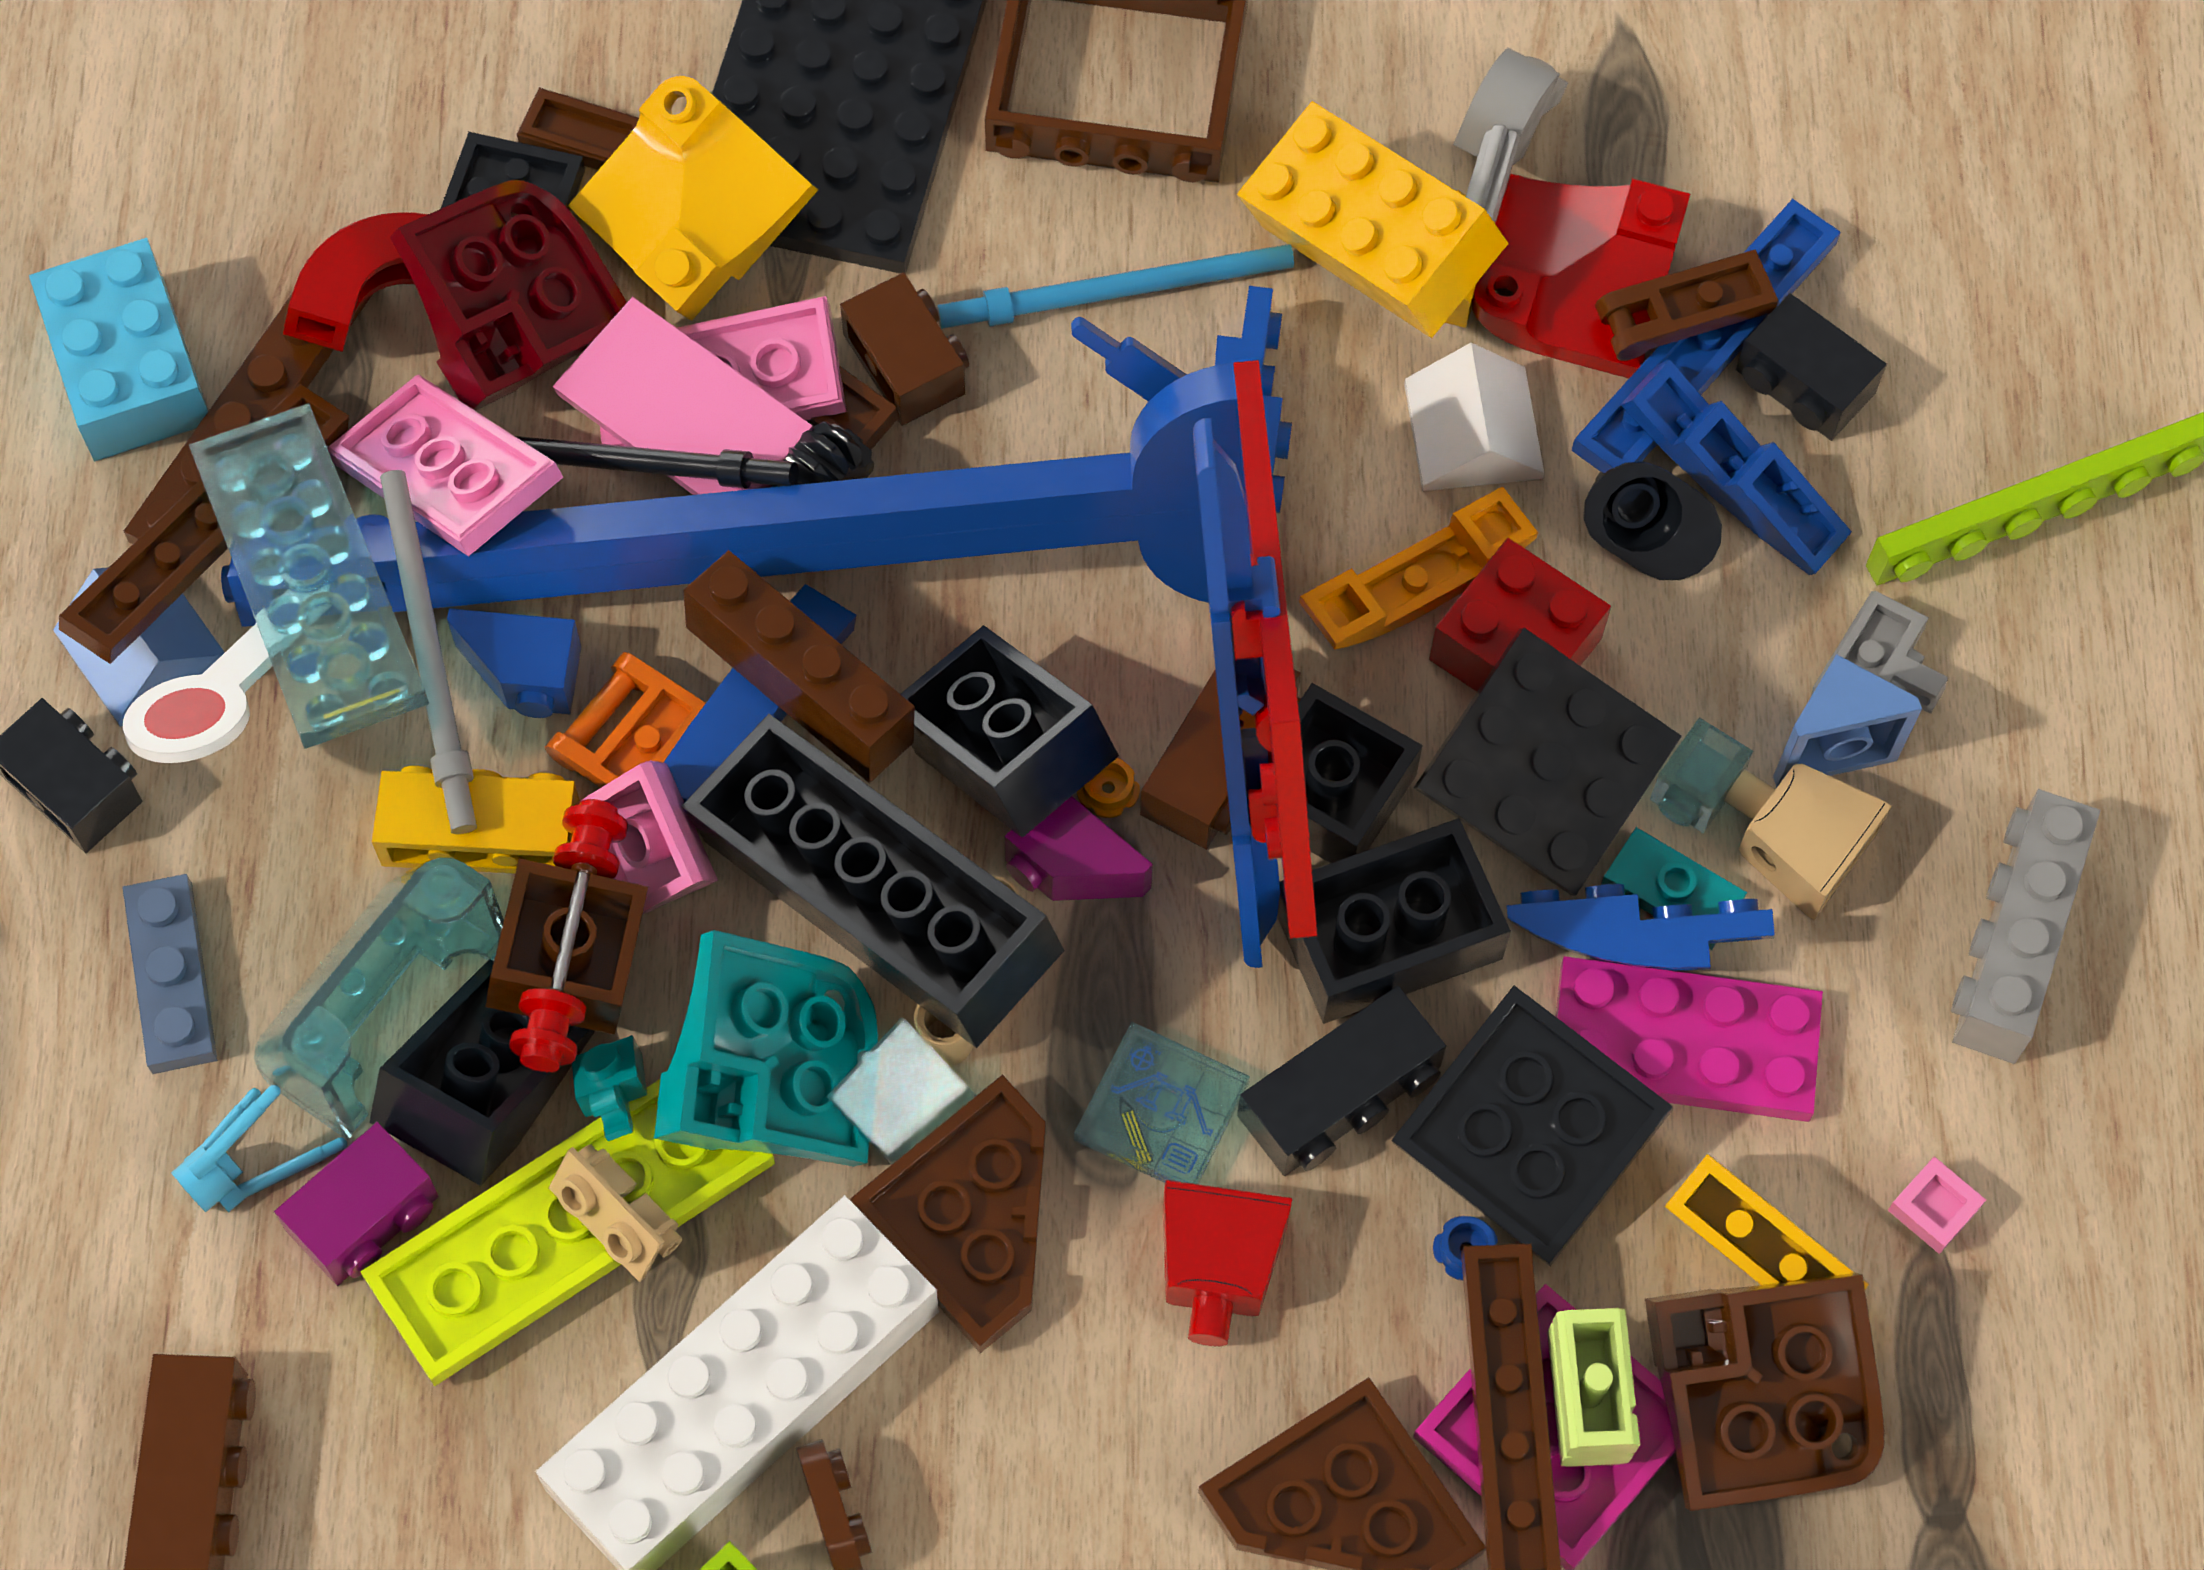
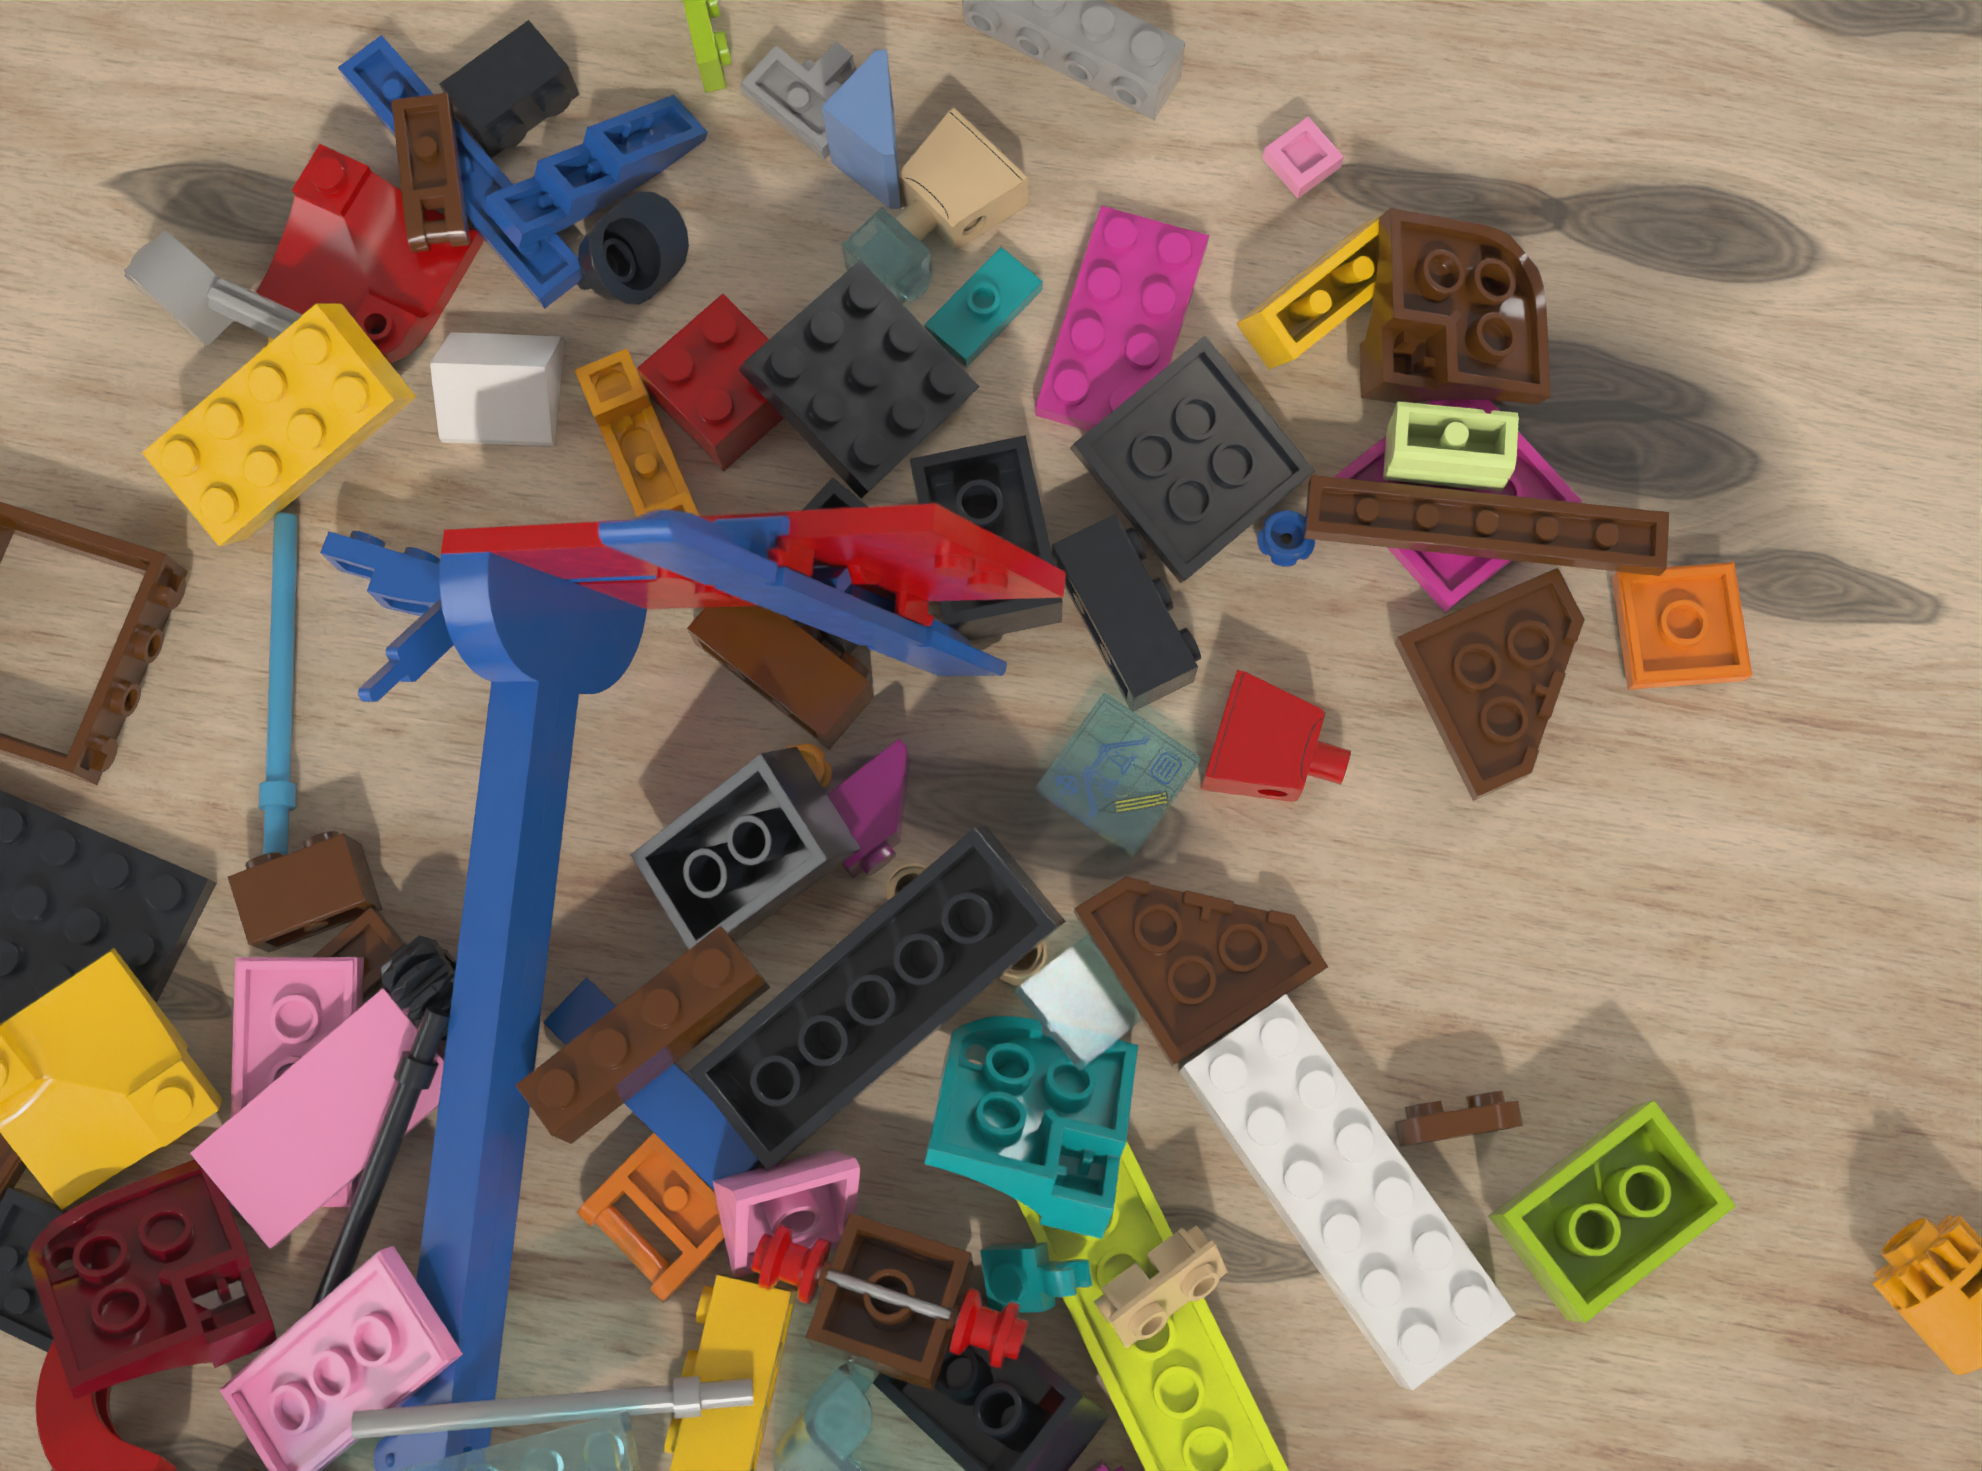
camera: 75 degrees left, 10 degrees up
(521, 658) = (565, 1314): blue slope -> none
(1611, 928) = (1026, 354): blue slope -> none

